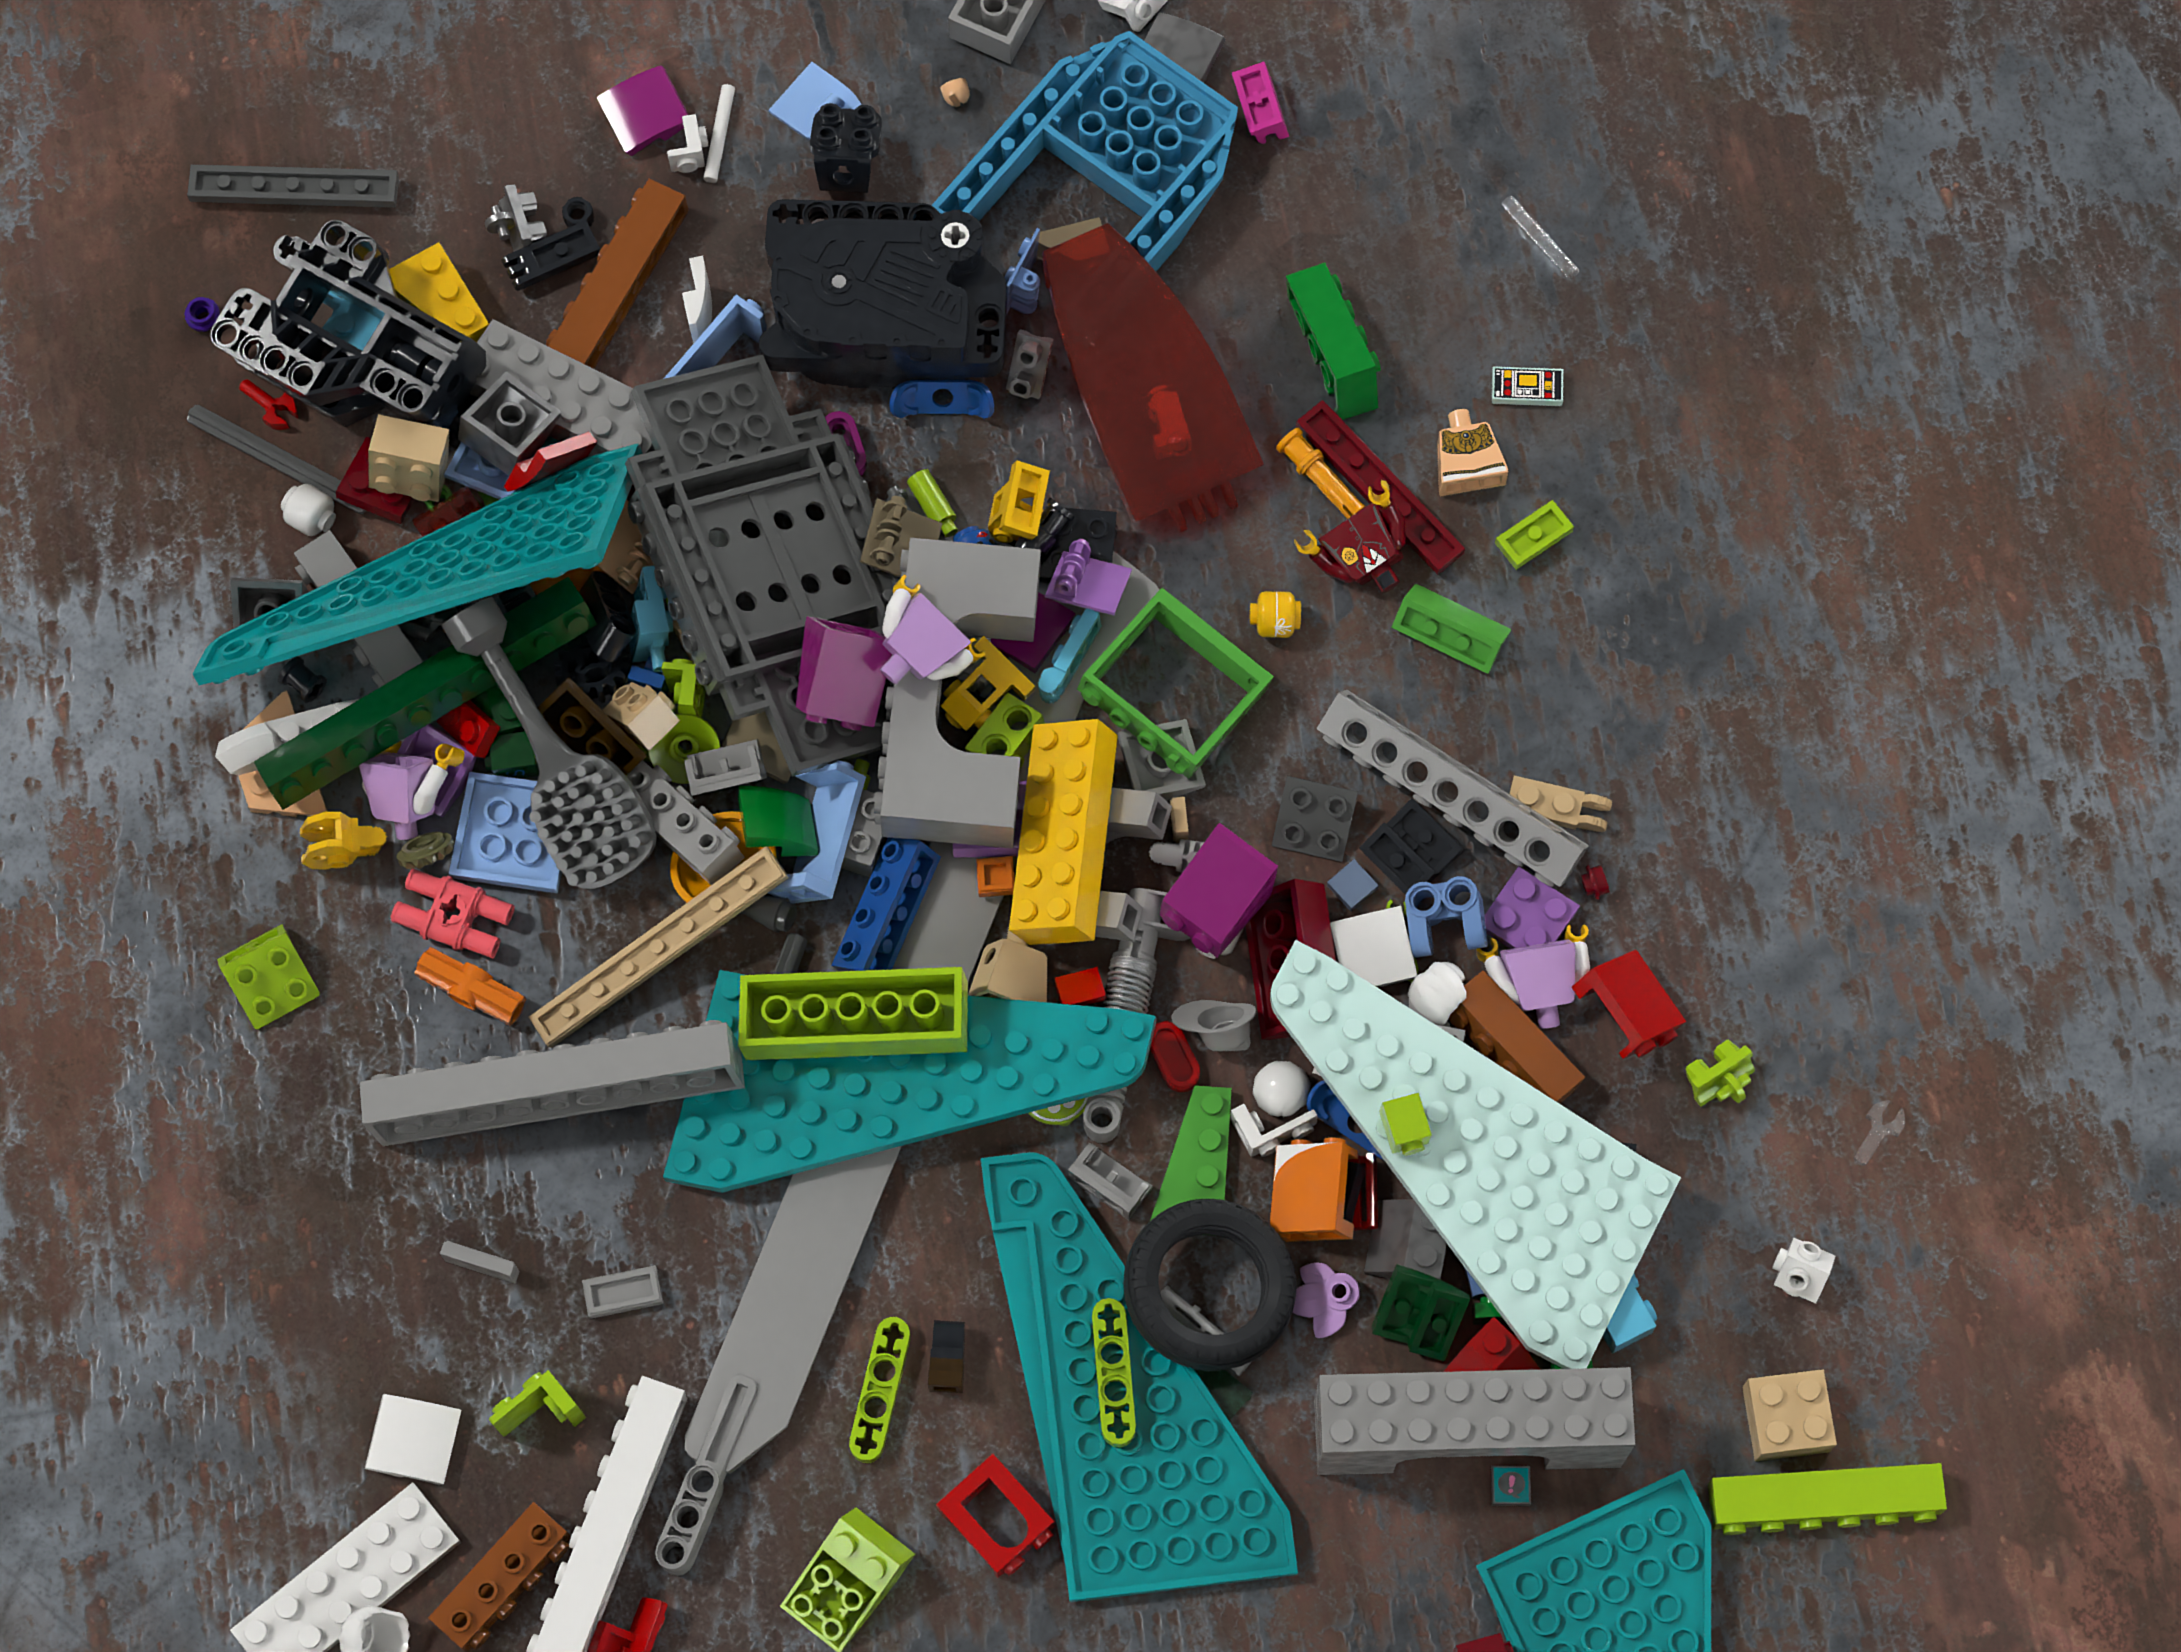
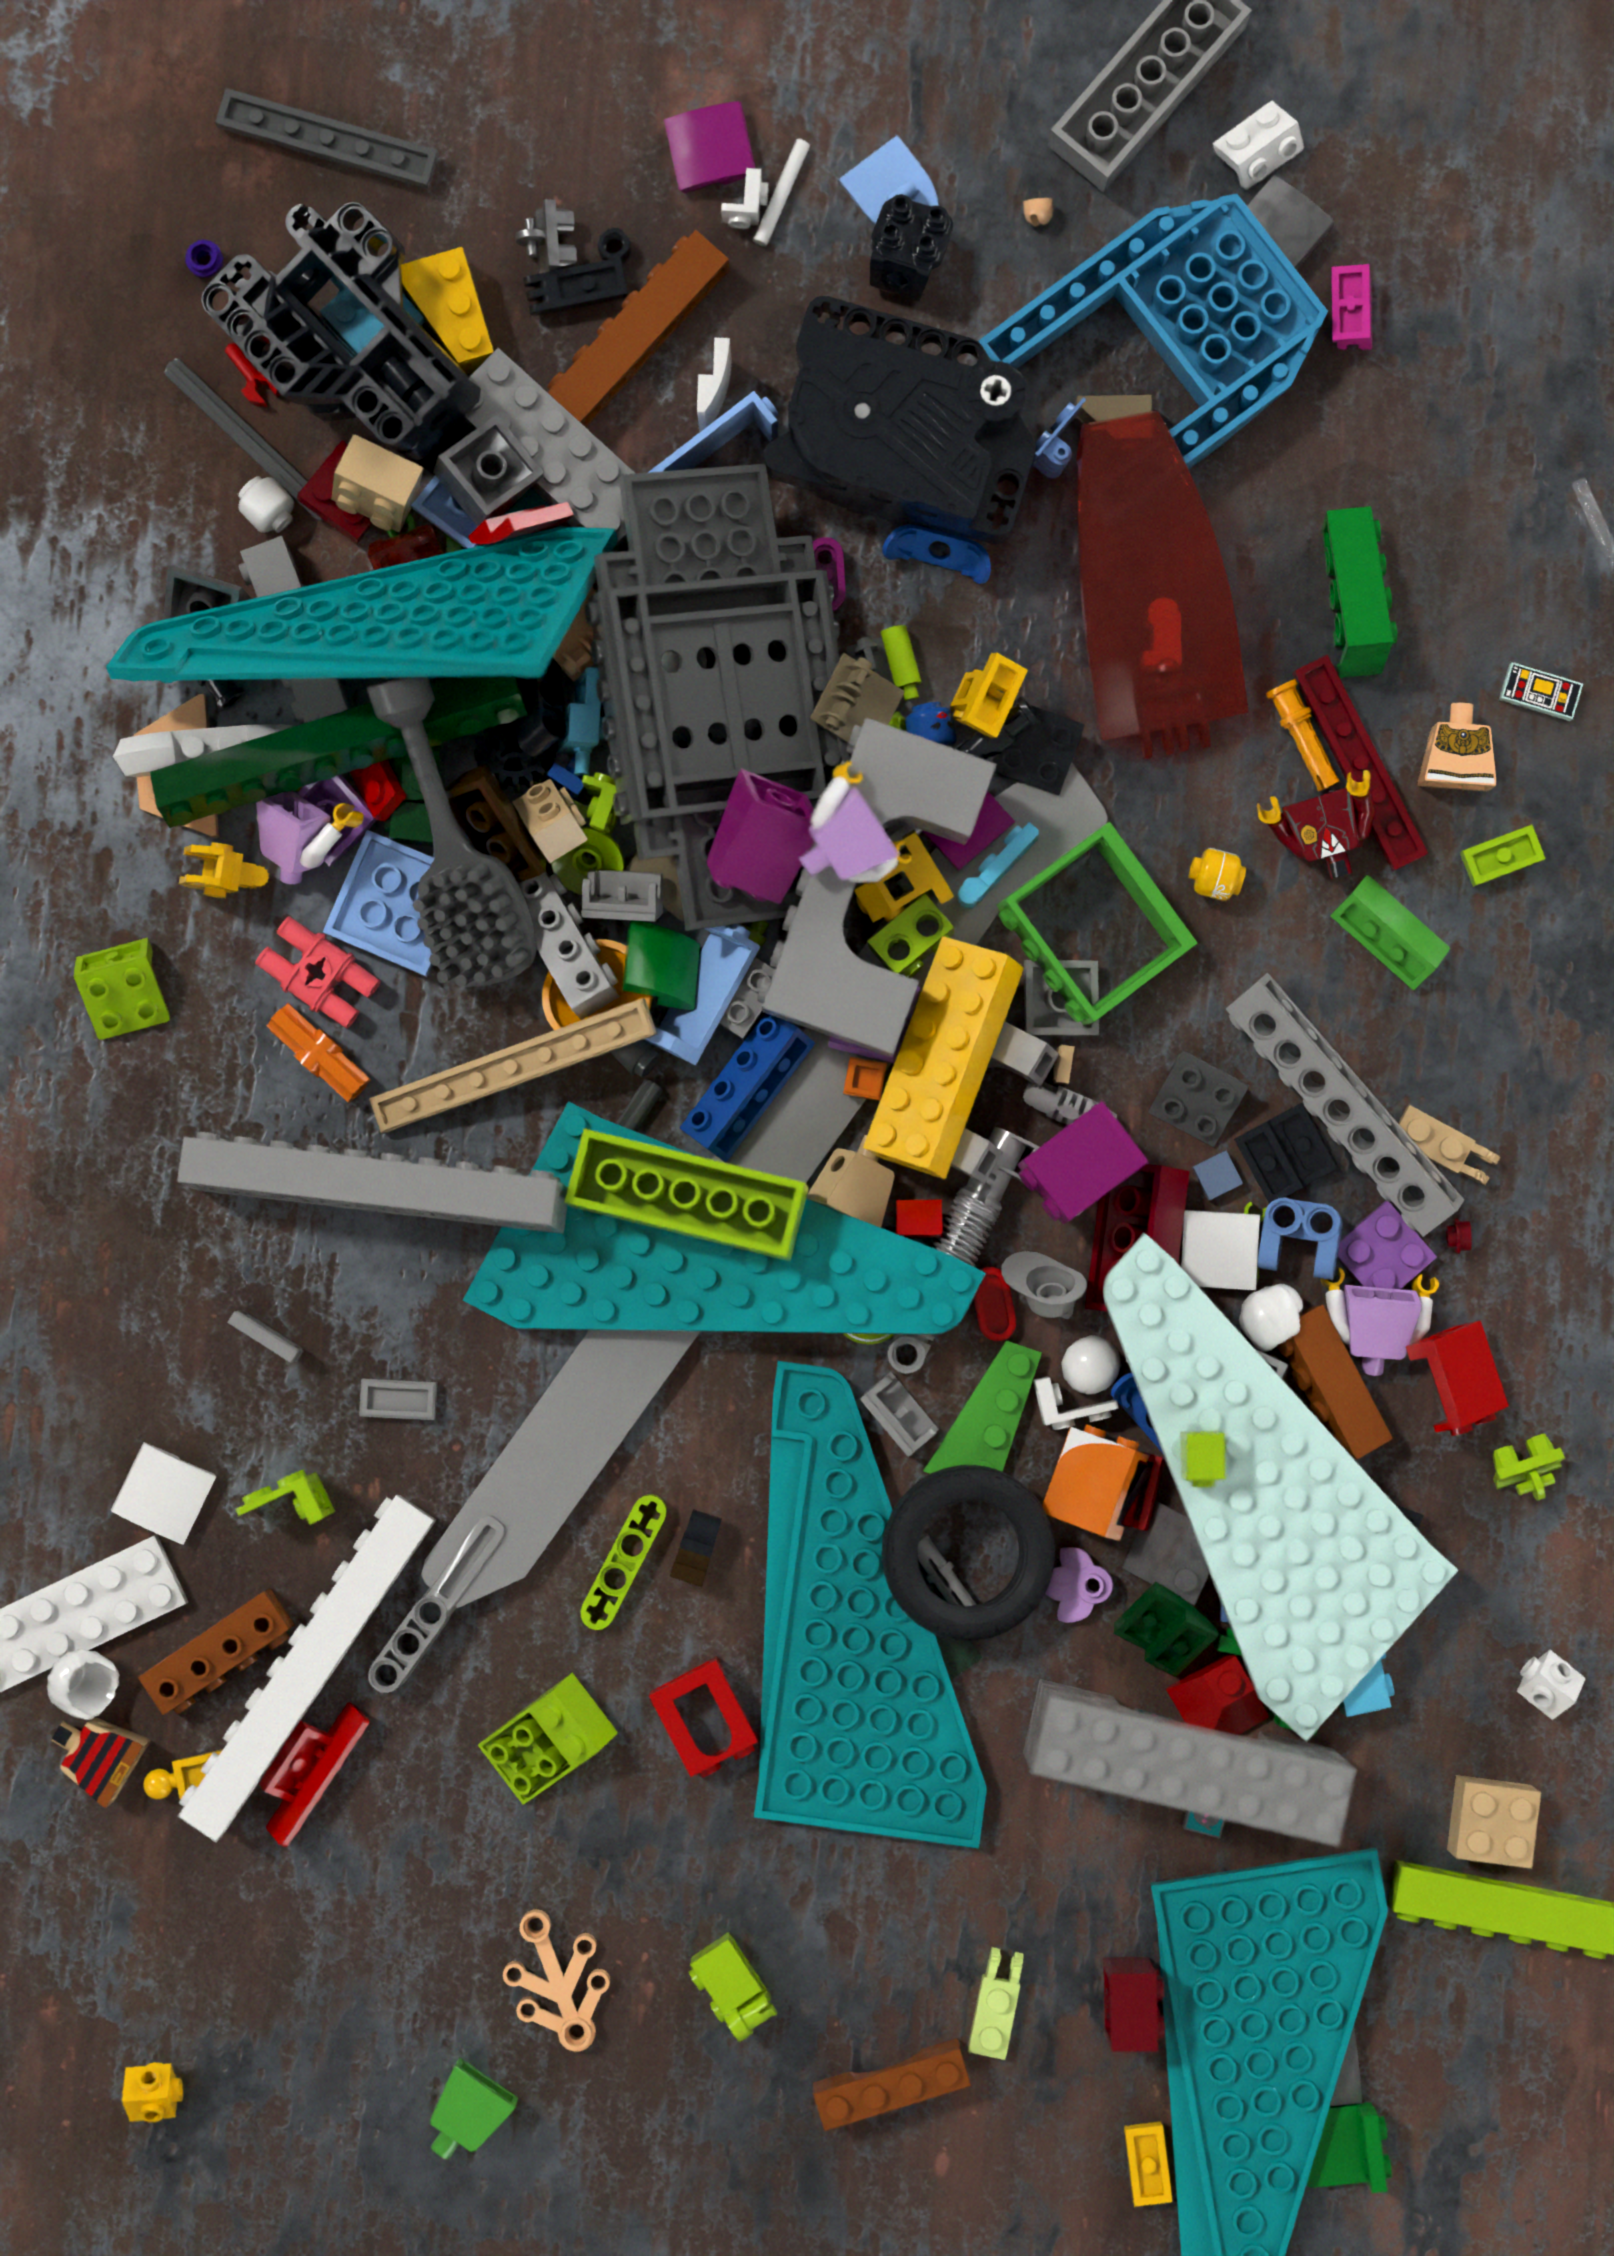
camera: 15 degrees right, 15 degrees up
(425, 850) = (304, 901): olive gear -> none
(1029, 365) = (1036, 540): flat silver hips -> none
(1087, 580) = (1036, 795): medium lavender hinge -> none
(1113, 1372) = (852, 1610): lime beam -> none

